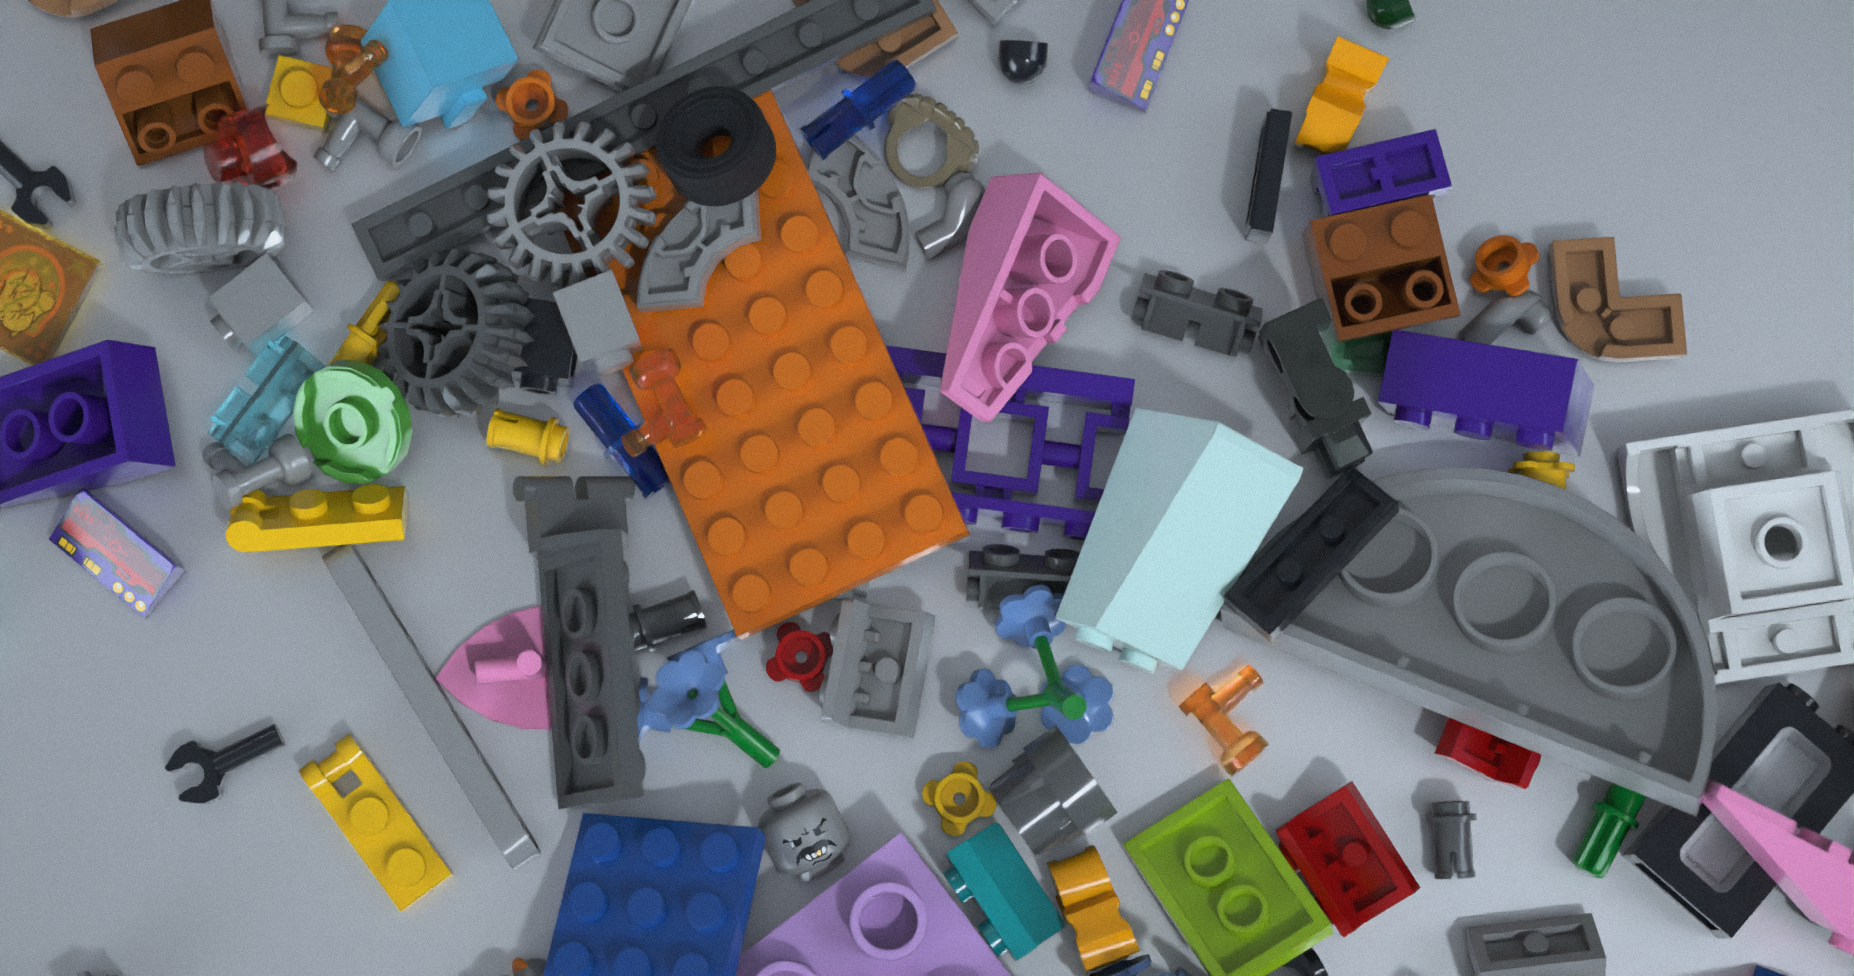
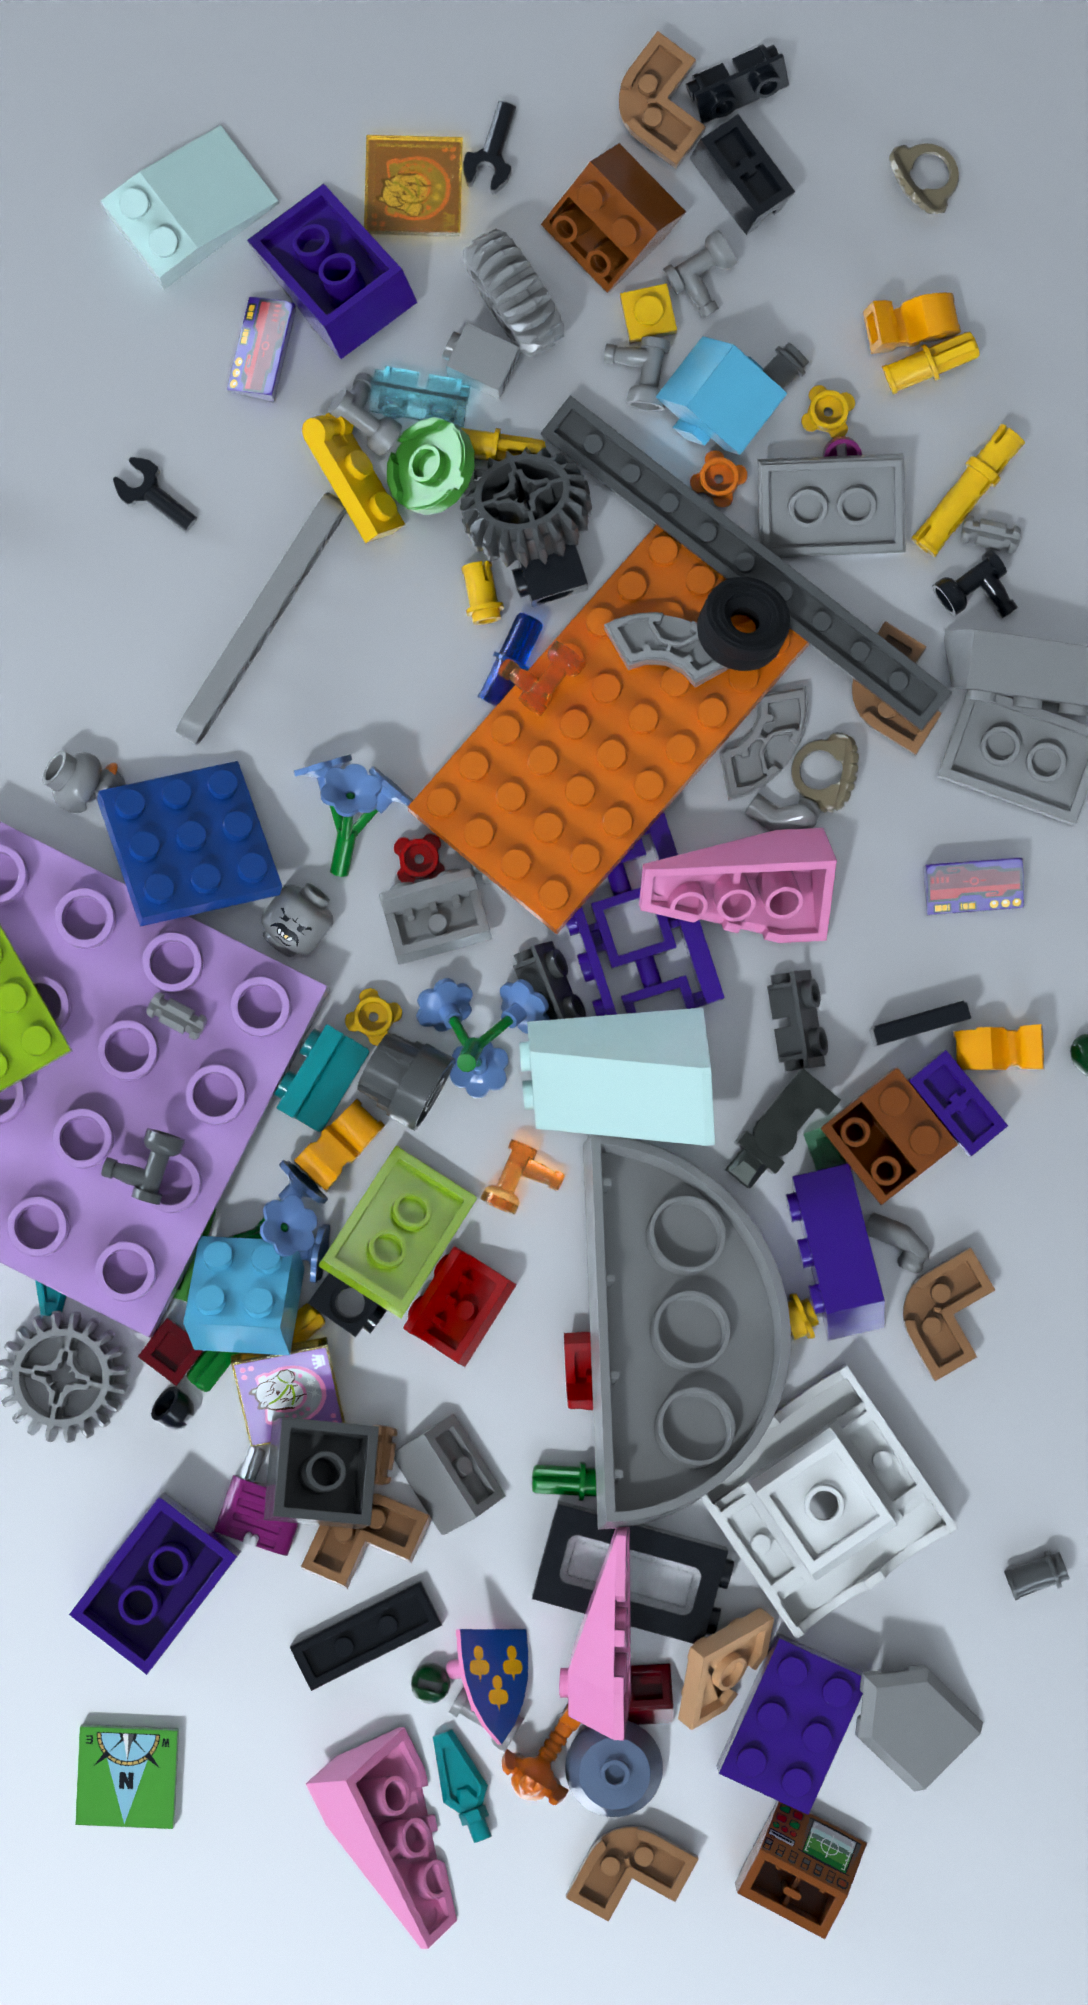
camera: 70 degrees right, 5 degrees up
(248, 152) = (584, 298): clear red piece -> none
(350, 67) = (679, 339): clear orange piece -> none
(377, 824) = (162, 623): yellow plate -> none
(503, 671) = (317, 669): bright pink shield -> none
(546, 218) = (666, 527): light grey gear -> none
(586, 633) = (362, 701): dark grey hinge -> none
(599, 323) = (578, 604): light grey brick -> none
(666, 620) = (397, 751): dark grey pin -> none
(858, 109) = (825, 710): clear blue axle -> none
(1022, 60) = (920, 809): black hinge -> none
(1311, 553) = (659, 1179): black tile -> none
(1452, 834) = (510, 1374): dark grey pin -> none
(1500, 253) = (942, 1212): orange plate -> none

